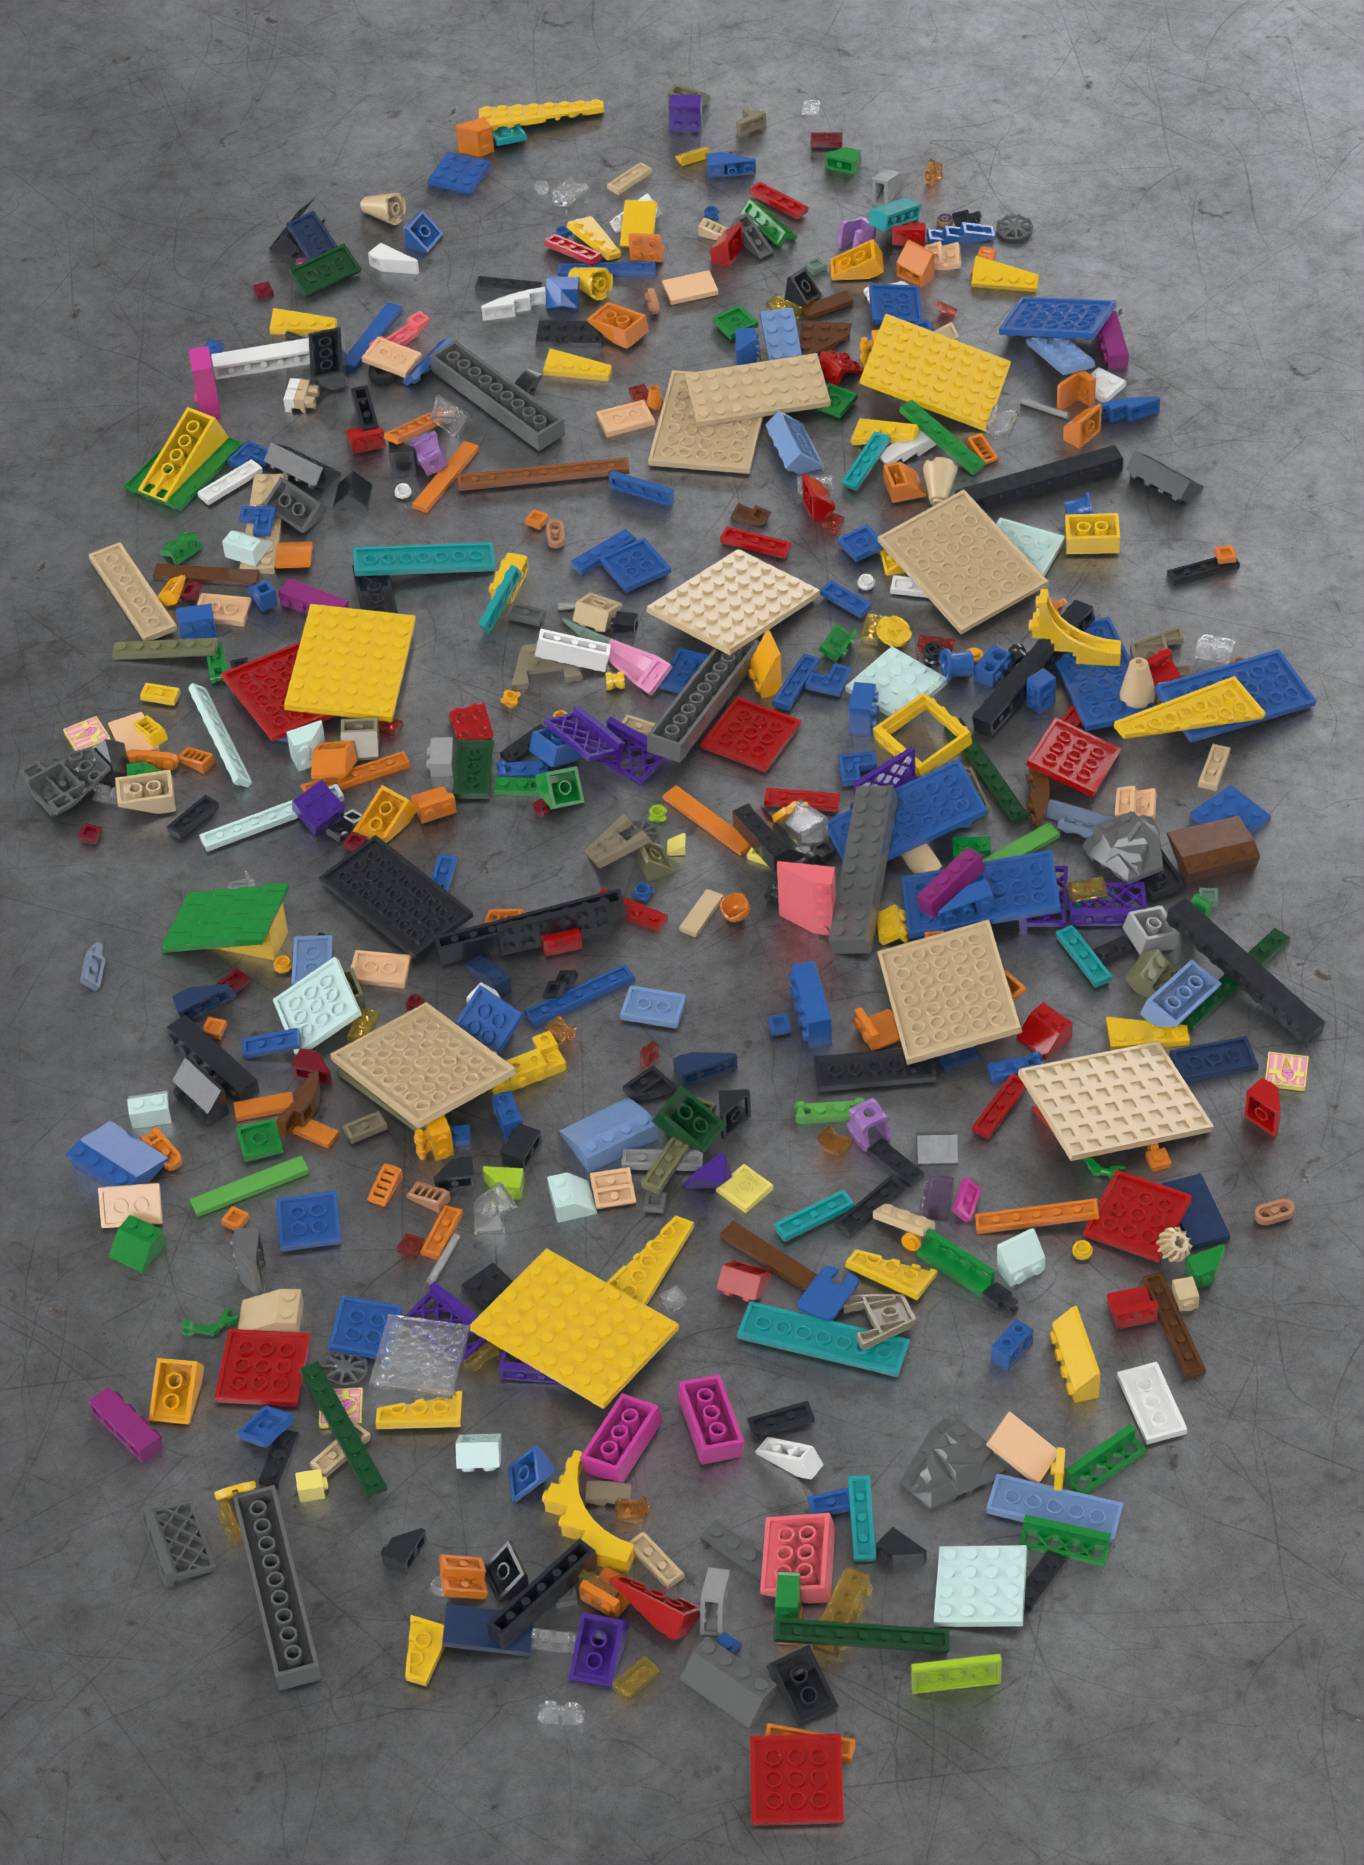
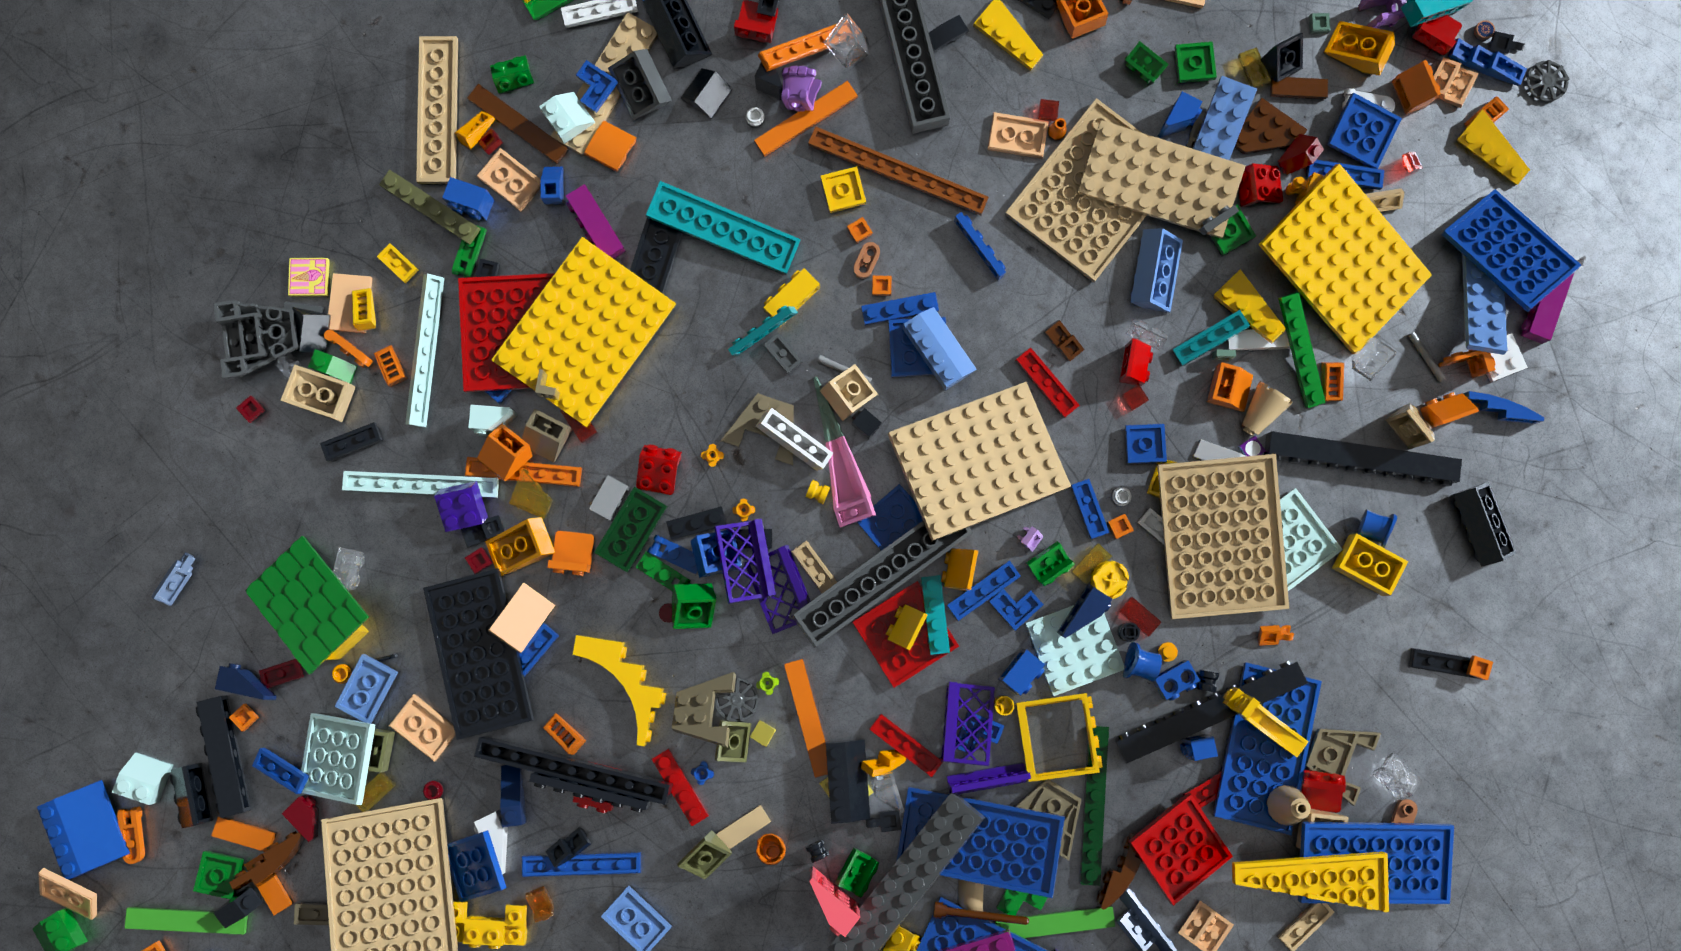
camera: 20 degrees right, 35 degrees up
(294, 1142) = (238, 907): none -> black slope
(345, 691) = (545, 391): none -> dark tan panel
(369, 782) = (530, 496): none -> clear yellow wing
(418, 855) = (521, 617): none -> light nougat tile
(506, 502) = (843, 189): none -> yellow plate
(511, 851) = (630, 675): none -> yellow arch
(578, 542) = (881, 285): none -> orange plate
(650, 554) = (938, 348): none -> medium blue slope
(681, 934) = (705, 856): none -> olive slope
(696, 336) = (1146, 62): none -> green bracket
(747, 717) = (906, 626): none -> yellow slope
(766, 707) = (936, 615): none -> teal plate
(811, 635) = (1031, 539): none -> lavender tile
(818, 387) = (1224, 214): none -> dark grey plate
(829, 764) = (950, 723): none -> dark purple fence
(853, 333) = (1300, 154): none -> dark red slope
(864, 740) = (1005, 703): none -> yellow wheel
(878, 598) = (1120, 526): none -> orange plate
(879, 467) = (1221, 354): none -> sand green tile
(887, 646) = (1088, 608): none -> dark blue slope
(906, 878) = (942, 910): none -> reddish brown piece
(1060, 439) = (1411, 427): none -> tan slope

